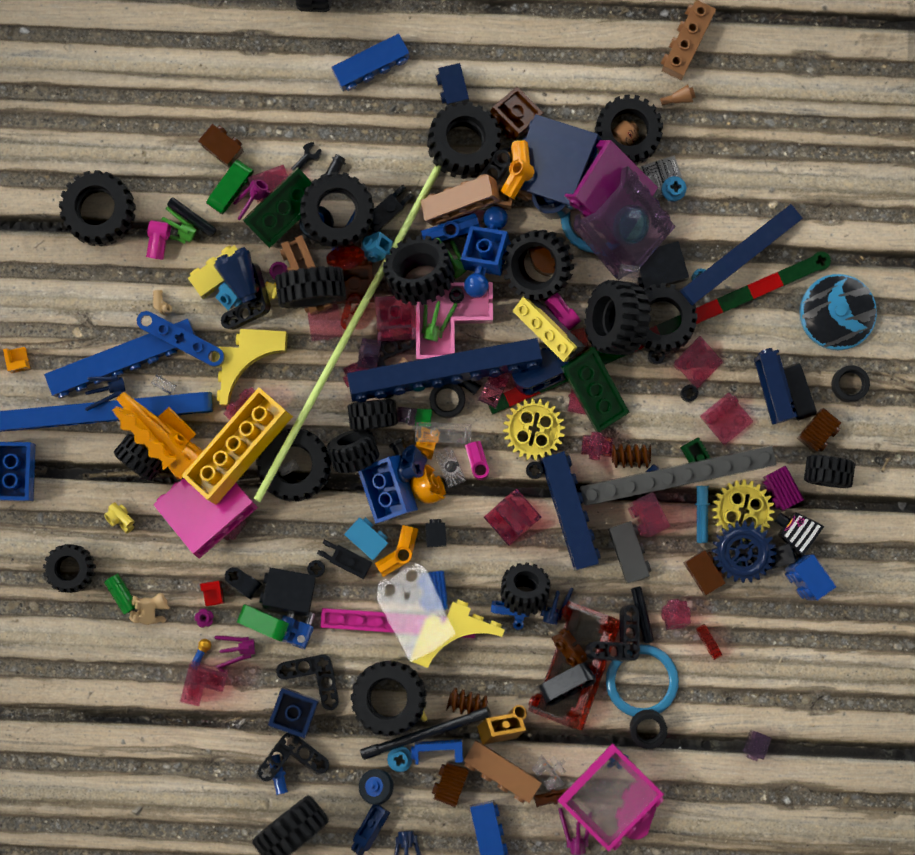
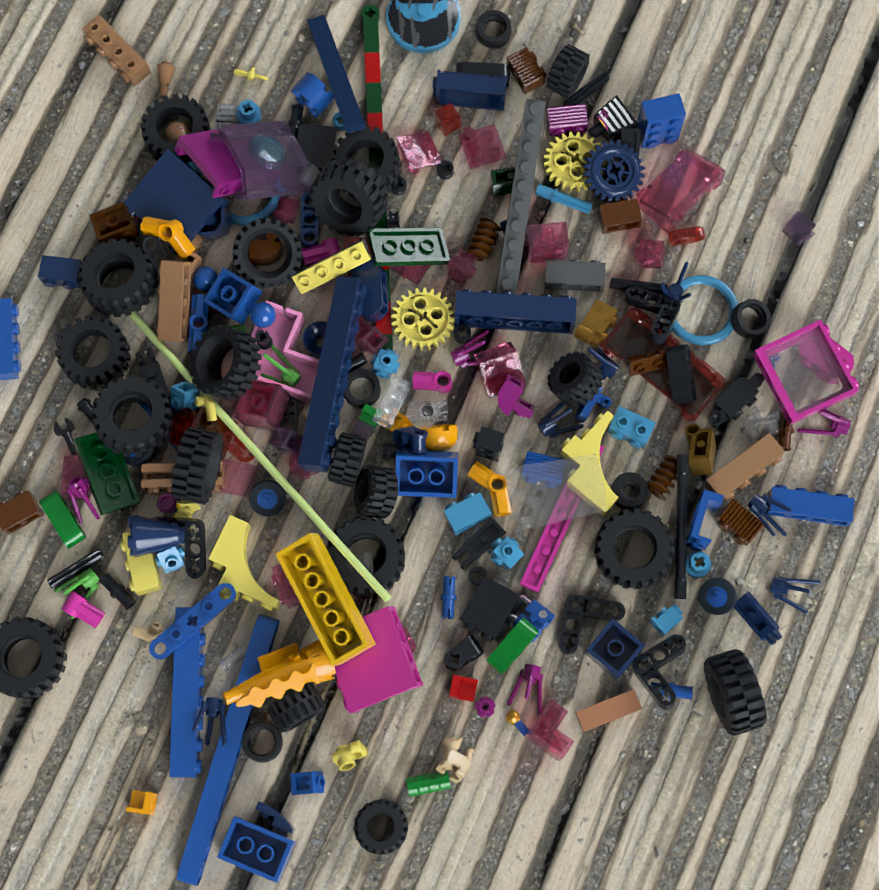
camera: 65 degrees left, 10 degrees down
(42, 483) = (282, 824): none -> dark blue slope
(83, 491) = (307, 782): none -> blue bracket
(89, 438) = (246, 742): none -> black tyre
(185, 261) = (117, 591): none -> black pin
(241, 726) = (608, 710): none -> nougat tile
(287, 550) = (448, 597): none -> blue pin
(314, 356) = (267, 498): none -> black wheel
(338, 749) = (666, 619): none -> dark azure brick
(343, 591) = (510, 556): none -> dark azure brick
(375, 272) = (208, 405): none -> light yellow arm
(390, 171) = (99, 374): none -> black tyre
(443, 664) = (635, 481): none -> black tyre
(471, 797) = (759, 505): none -> dark blue plant
(473, 405) = (384, 370): none -> dark azure brick
(476, 580) = (548, 424): none -> dark blue plant
(477, 334) = (310, 336): none -> dark blue piece
(487, 538) = (509, 398): none -> magenta brick
(502, 656) = (631, 428): none -> dark azure brick
(512, 477) = (460, 354): none -> magenta plant
(564, 740) = (735, 399): none -> black hinge
(578, 288) = (308, 229): none -> dark blue beam
(587, 589) = (596, 324): none -> pearl gold hinge
(590, 264) = (286, 210): none -> clear pink bracket
(620, 365) = (394, 219): none -> black bush
(647, 651) = (675, 290): none -> dark blue plant
(682, 235) = (295, 119): none -> black pin
(714, 173) = (250, 75): none -> light yellow piece
(714, 240) = (312, 94): none -> blue brick
(738, 376) = (447, 119): none -> clear red brick
(752, 618) = (679, 188): none -> clear pink windscreen
(822, 495) = (587, 89): none -> black axle

